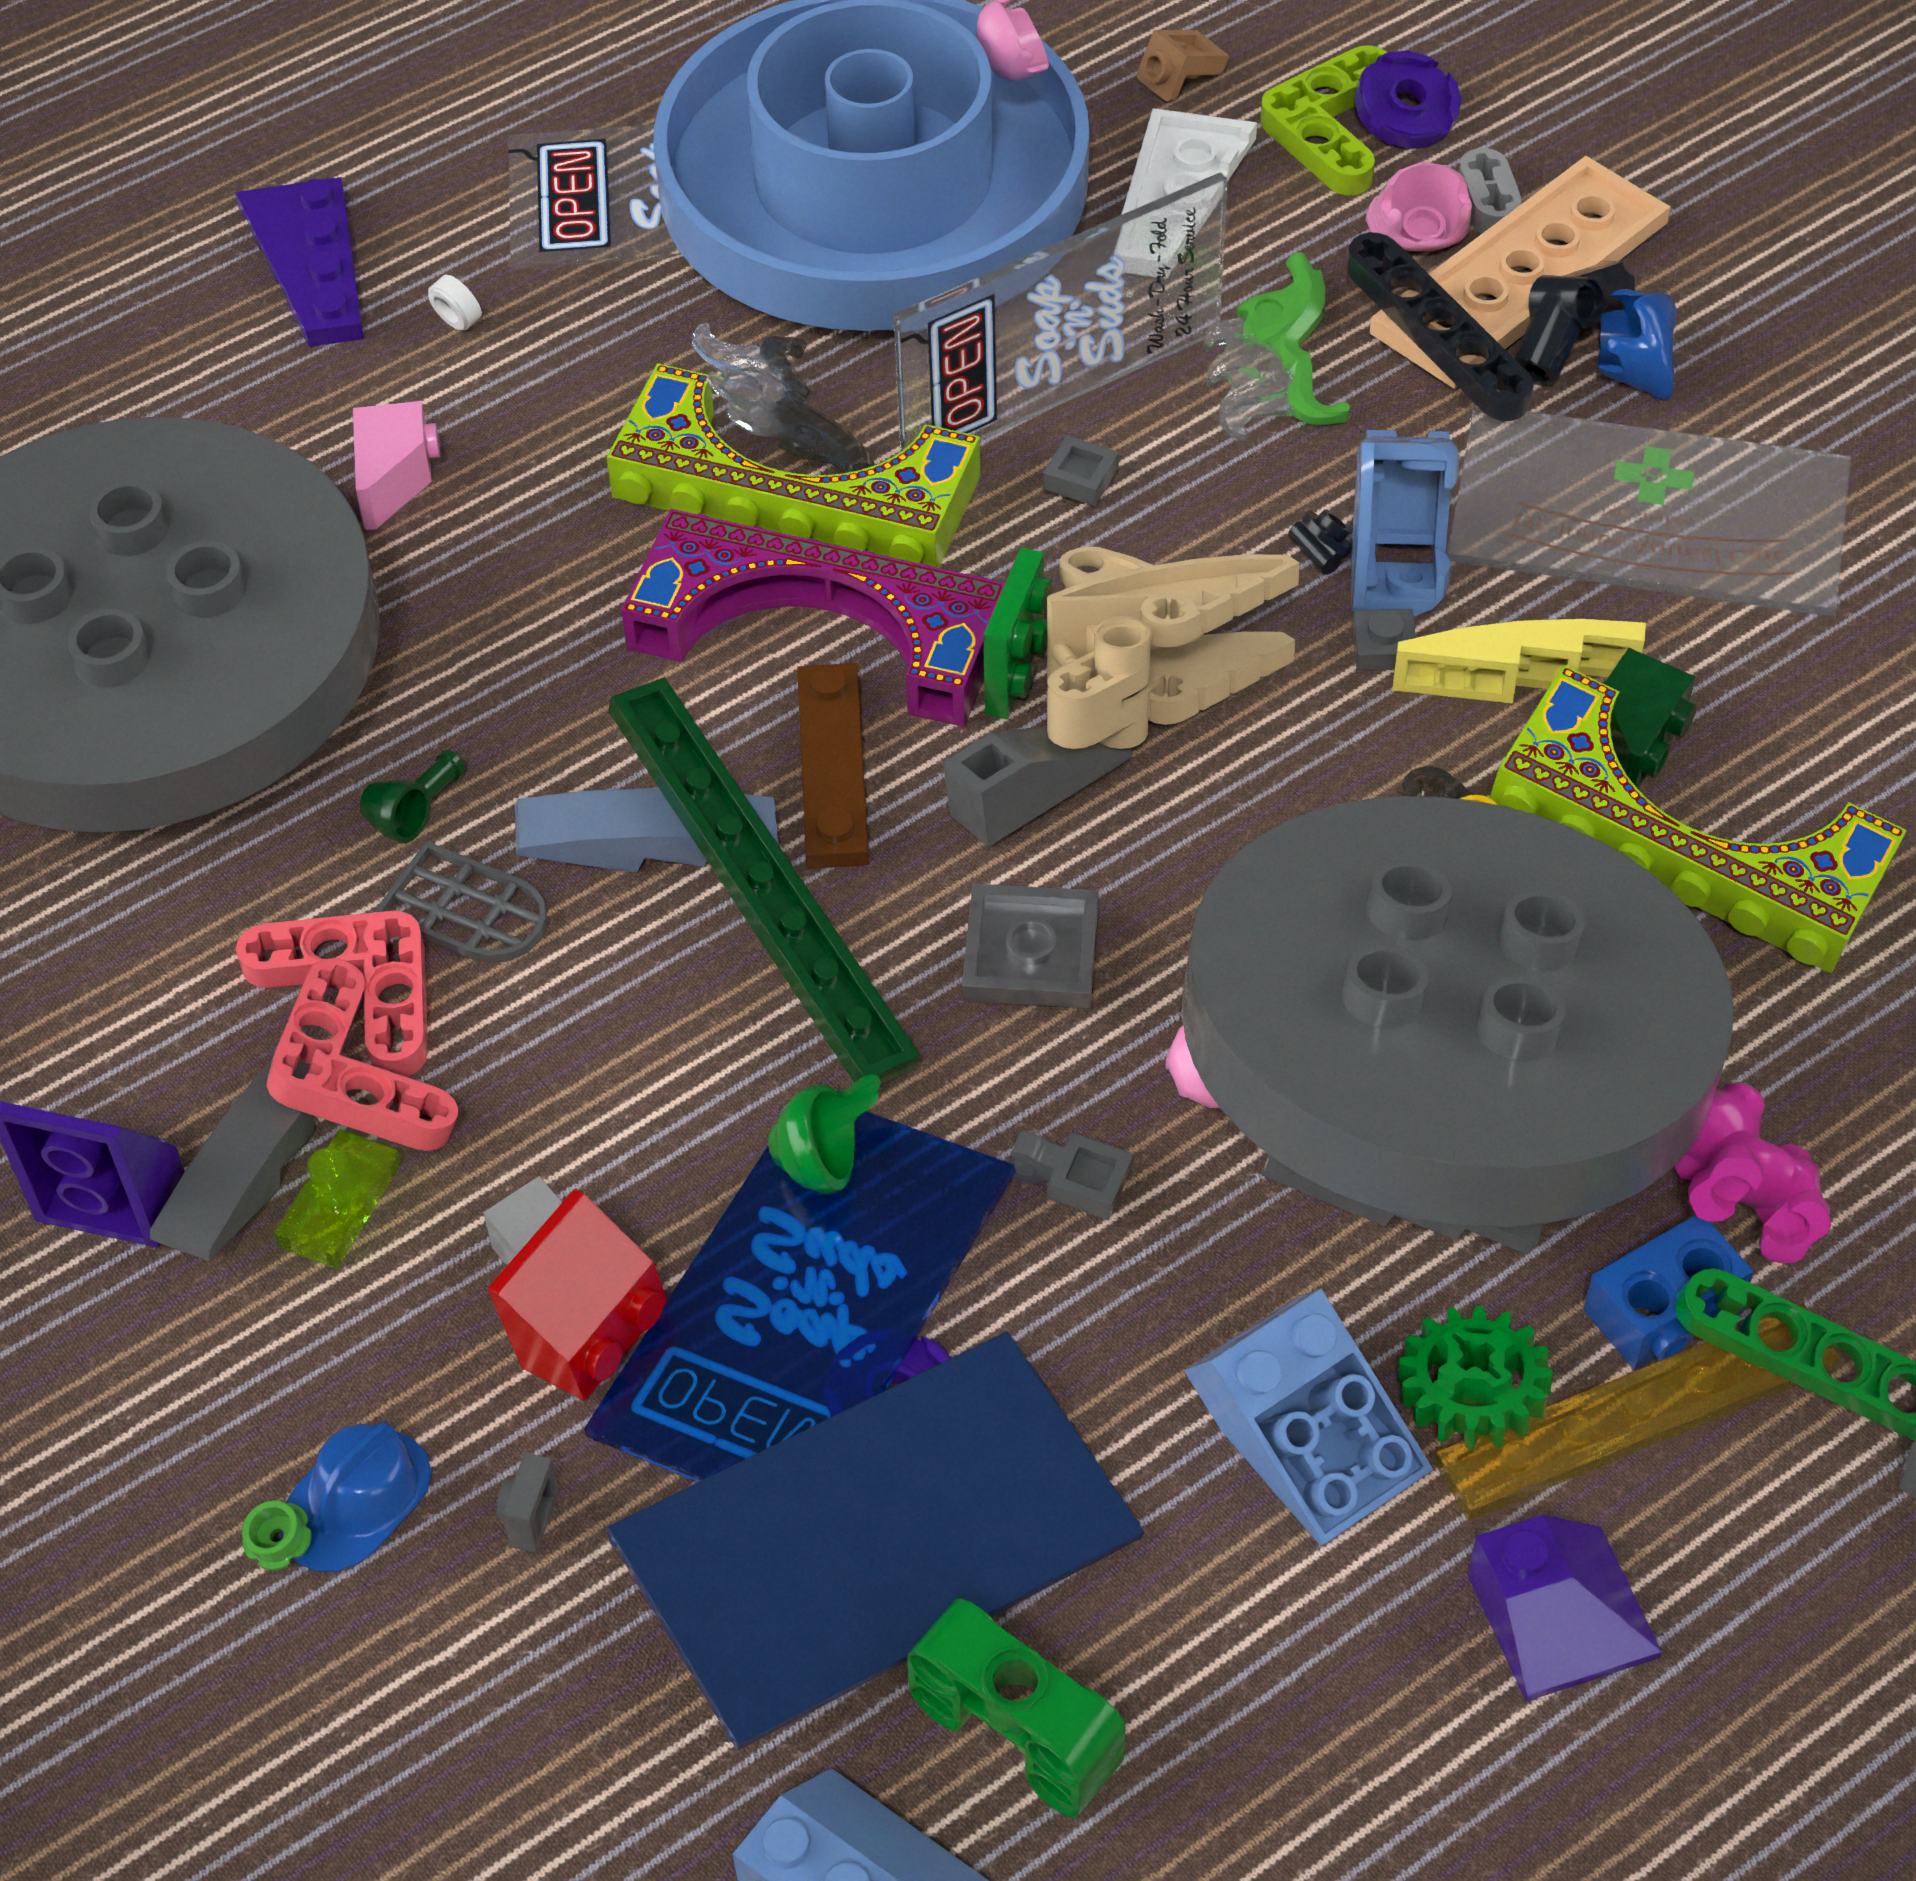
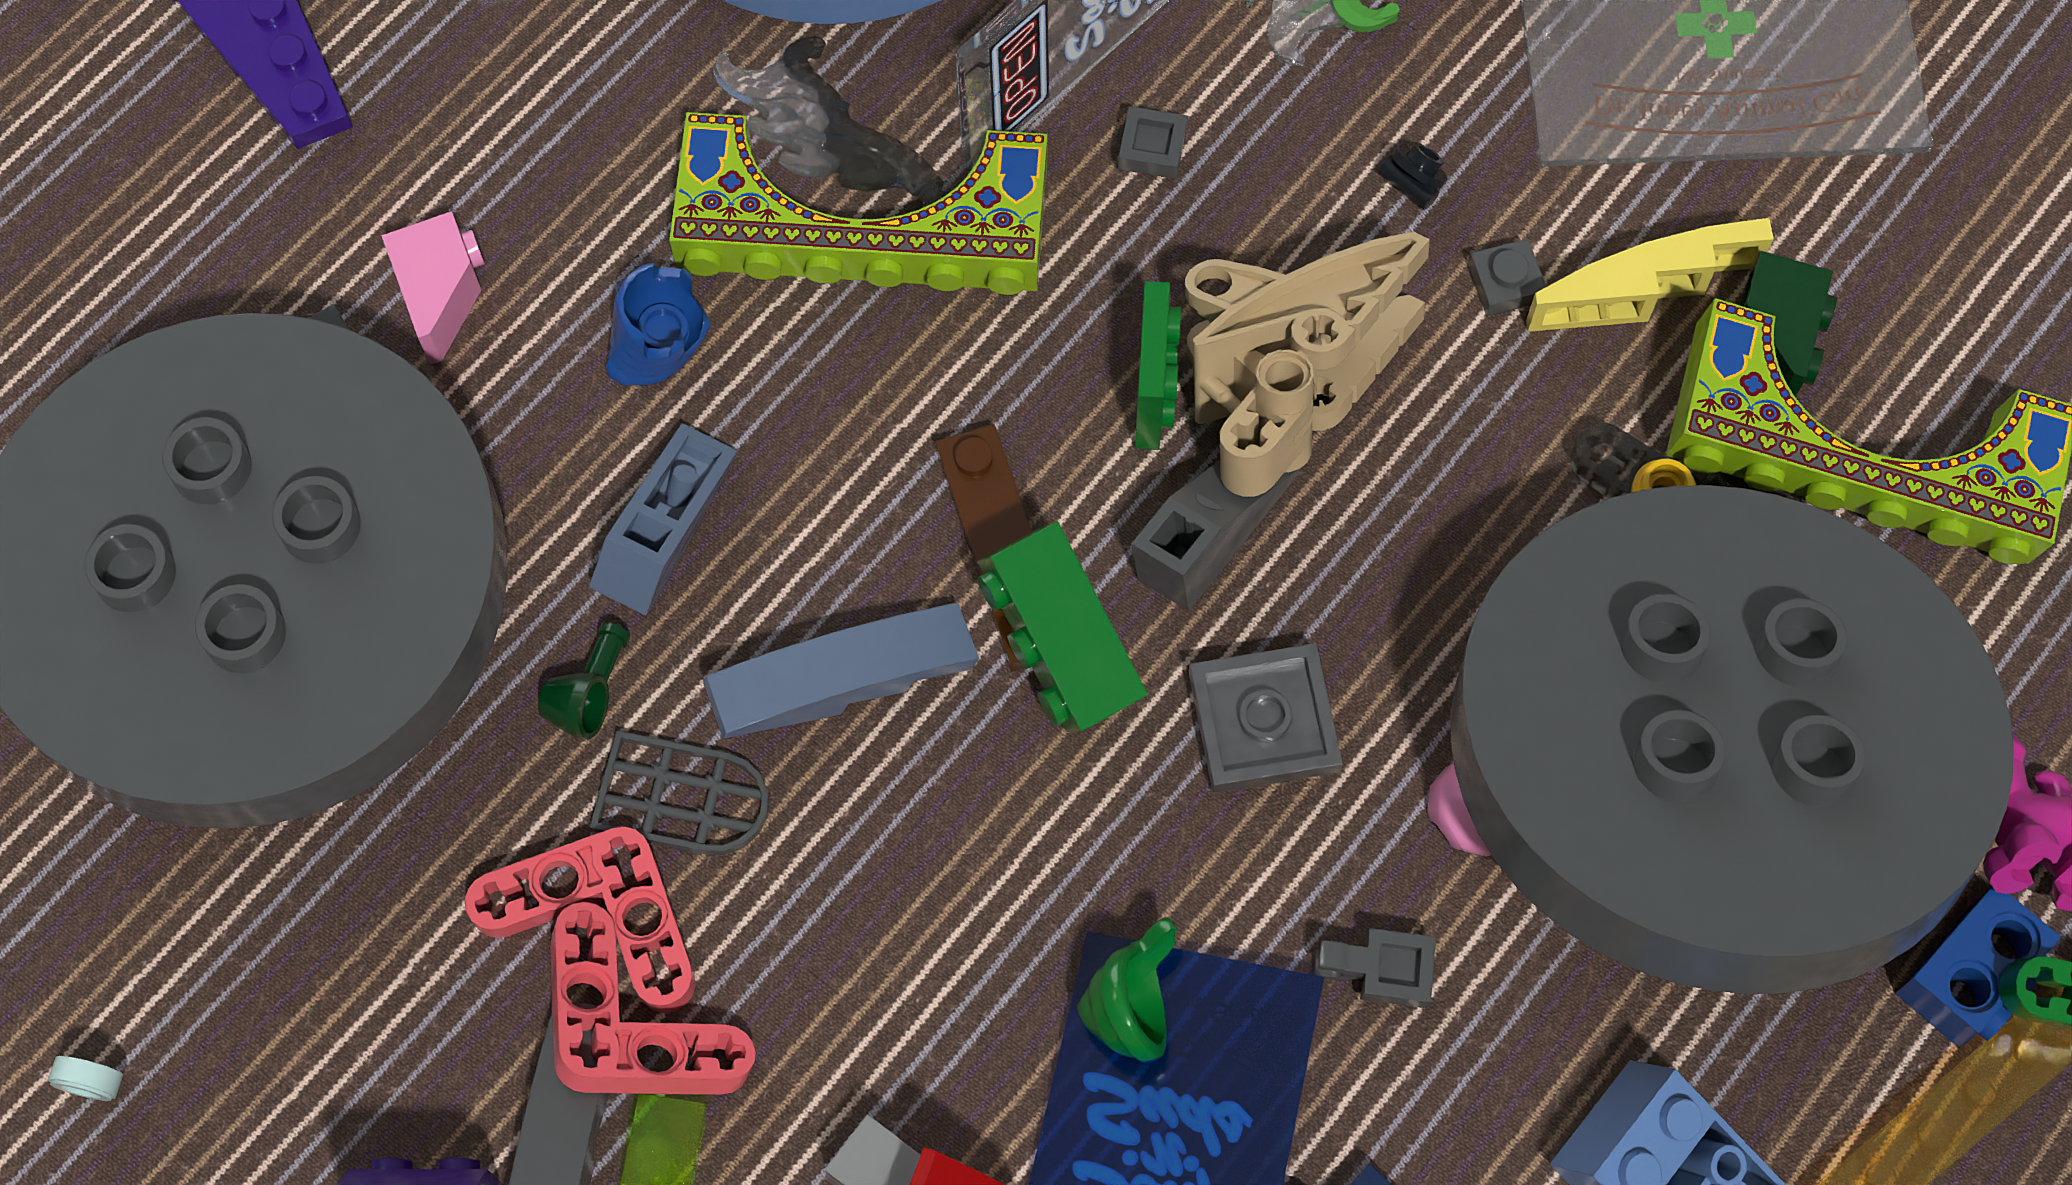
camera: 15 degrees left, 15 degrees up
(454, 302) = (440, 70): white tile -> none
(521, 678) = (661, 519): none -> sand blue slope
(571, 526) = (654, 325): none -> blue hair
(720, 569) = (821, 343): magenta arch -> none
(763, 883) = (983, 716): dark green plate -> none
(855, 822) = (1060, 629): none -> green brick
(1402, 500) = (1494, 121): medium blue piece -> none
(1475, 1377) = (1845, 1122): green gear -> none

